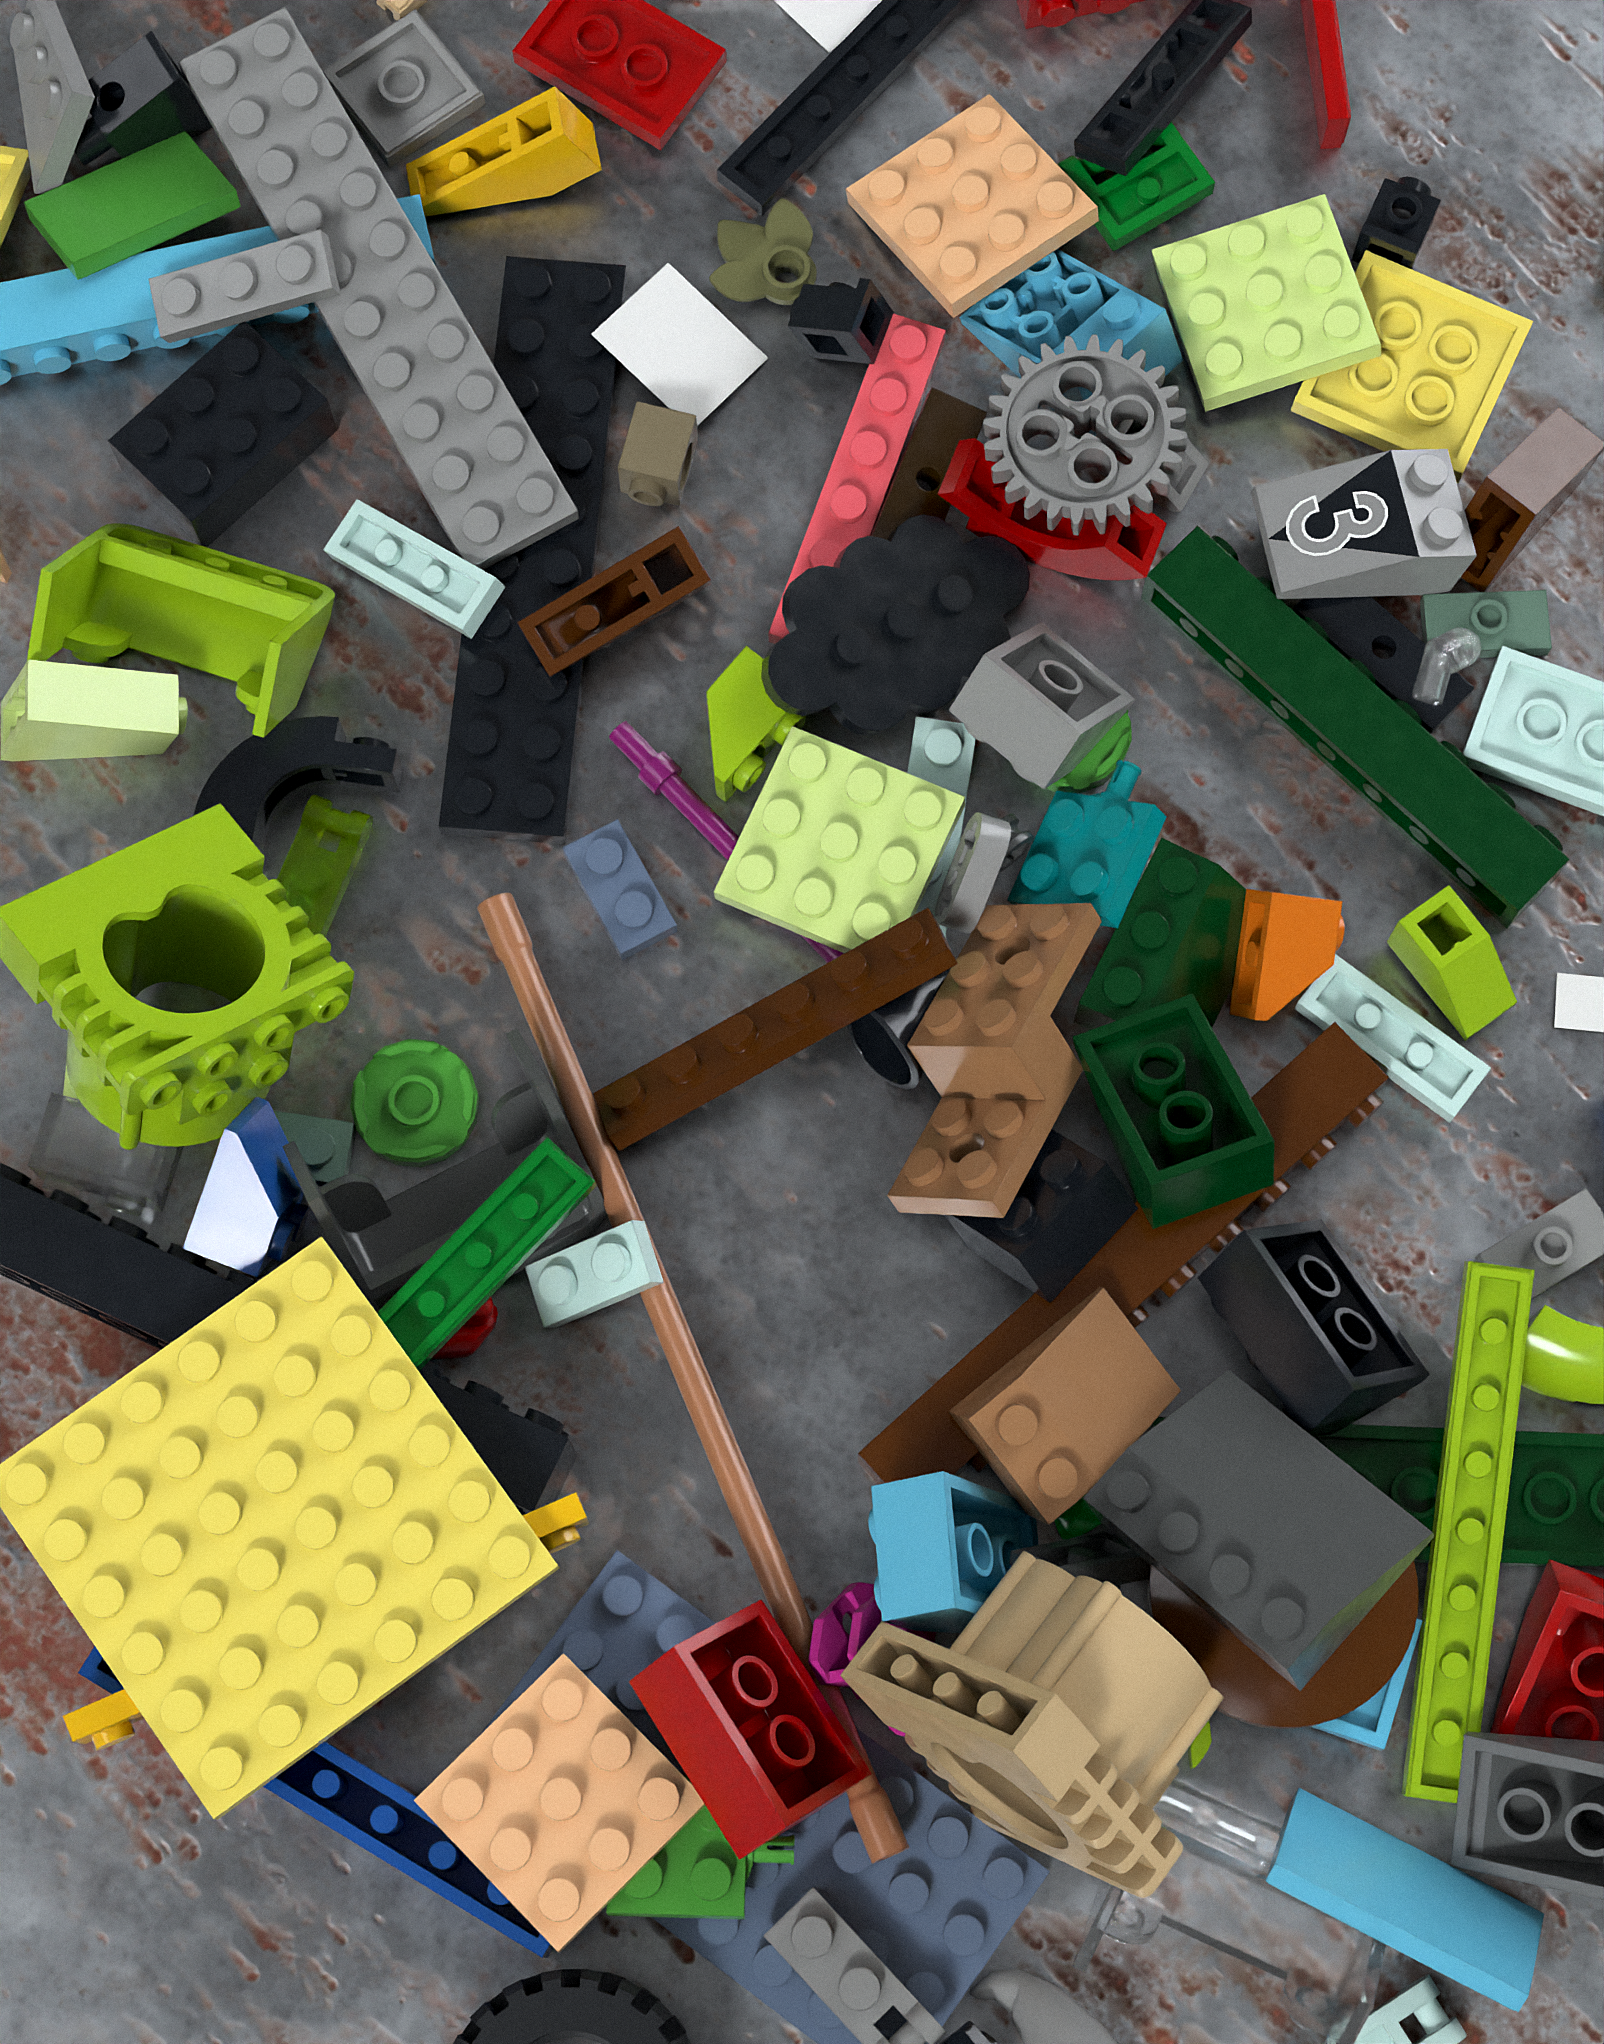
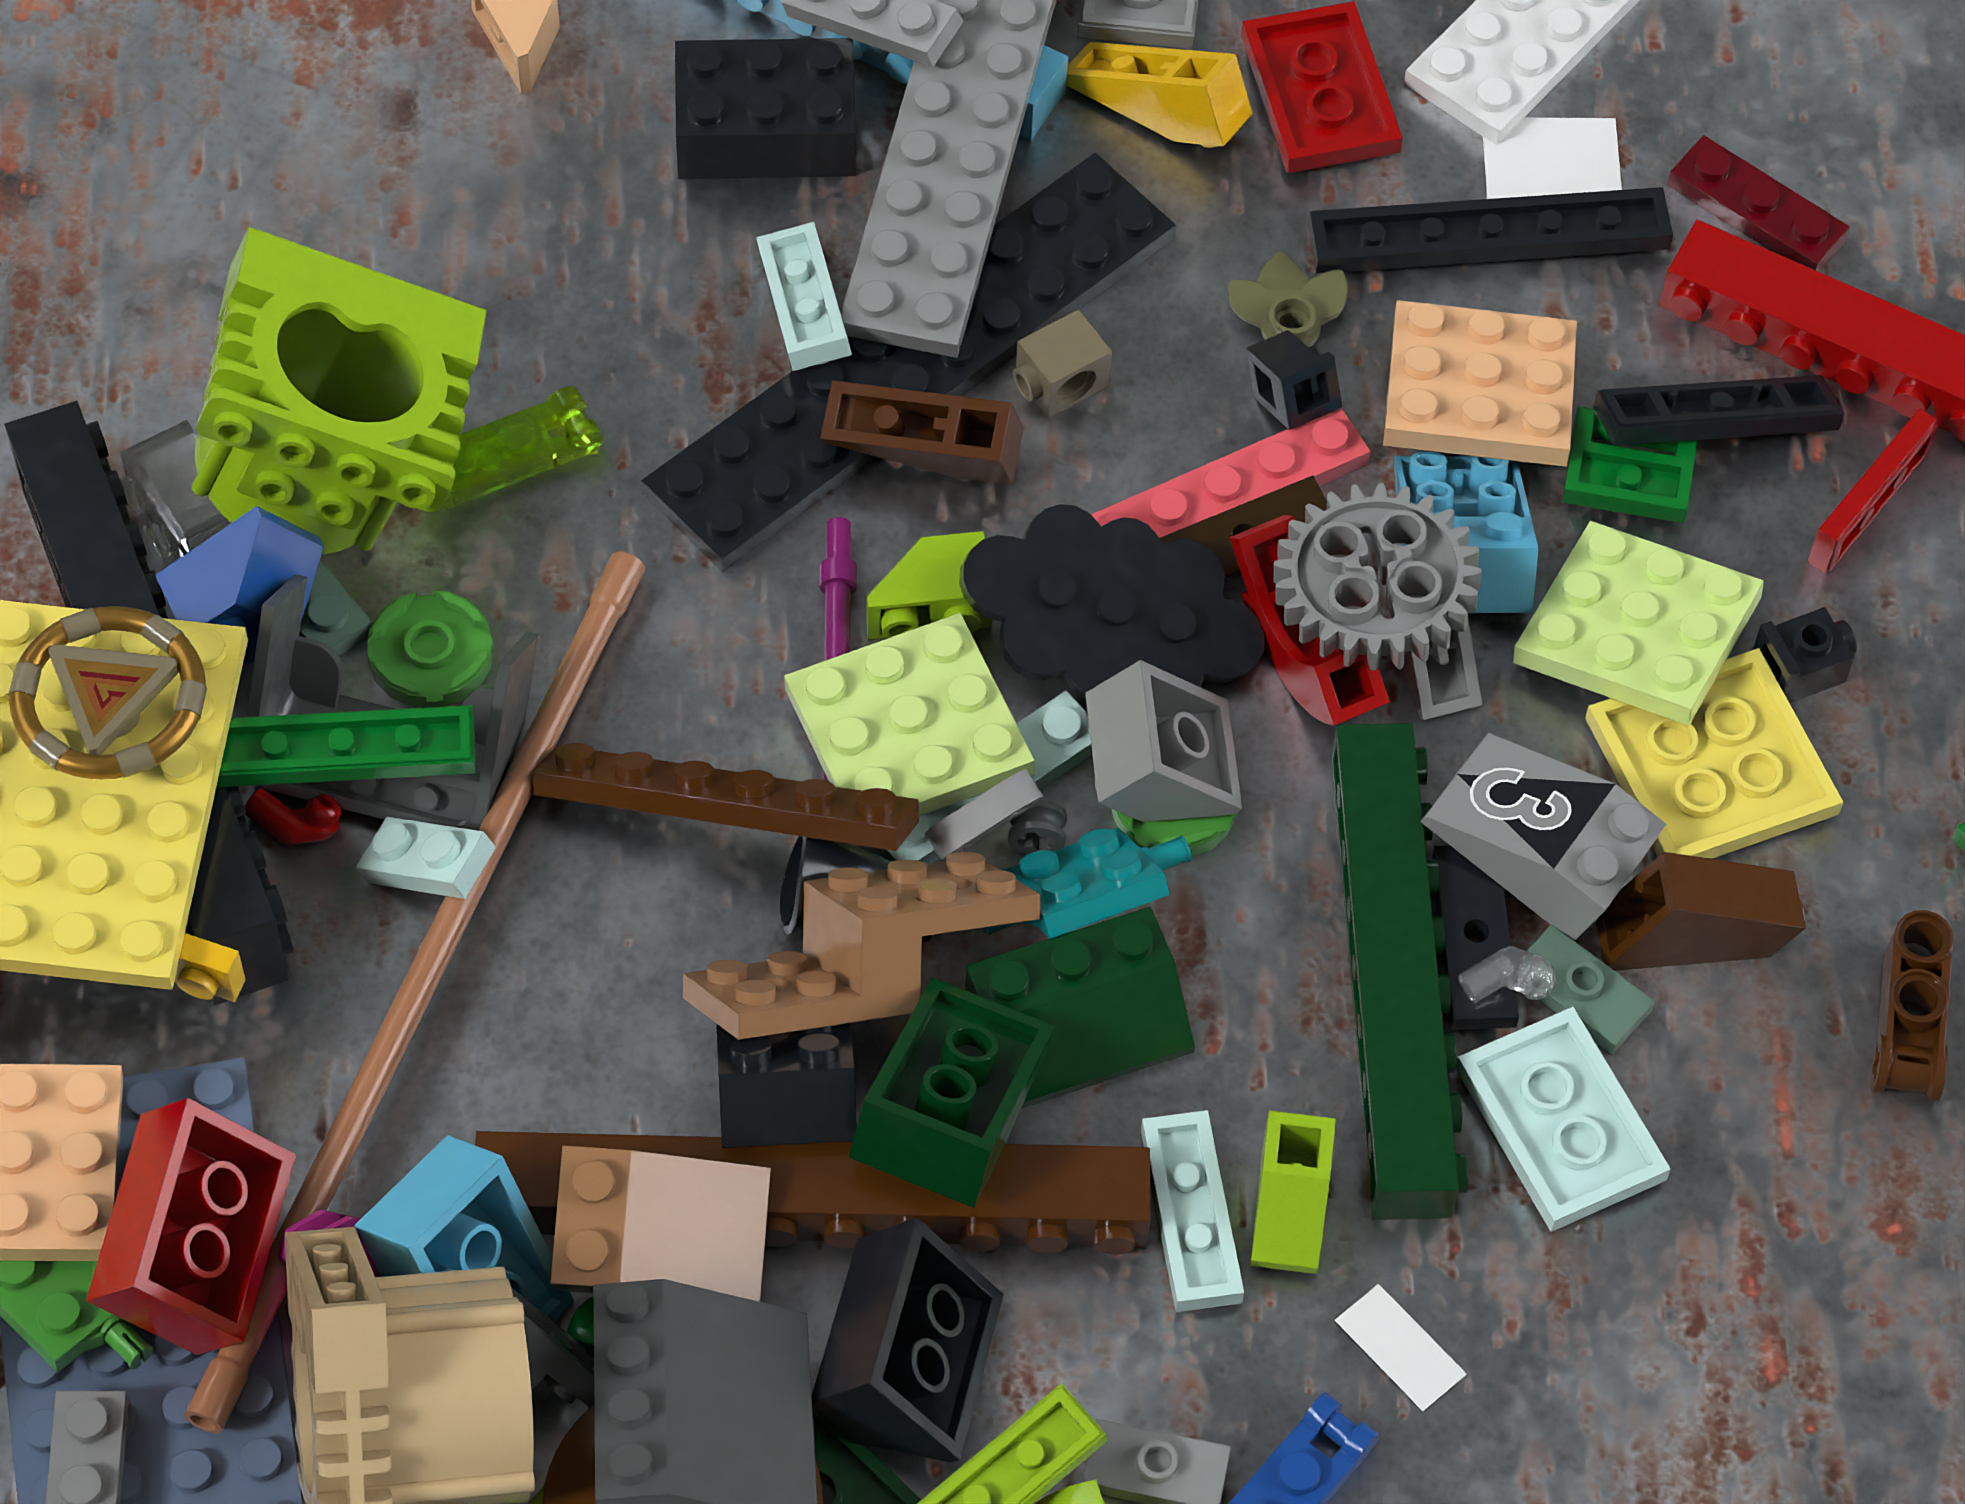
camera: 40 degrees right, 15 degrees down
(89, 712) = (479, 208): yellowish green slope -> none
(187, 607) = (614, 187): lime windscreen -> none
(290, 758) = (568, 347): black arch -> none
(294, 1394) = (108, 691): none -> piece
(620, 889) = (726, 630): sand blue plate -> none
(679, 345) = (1159, 308): white sticker -> none
(1282, 950) = (1173, 1069): orange slope -> none

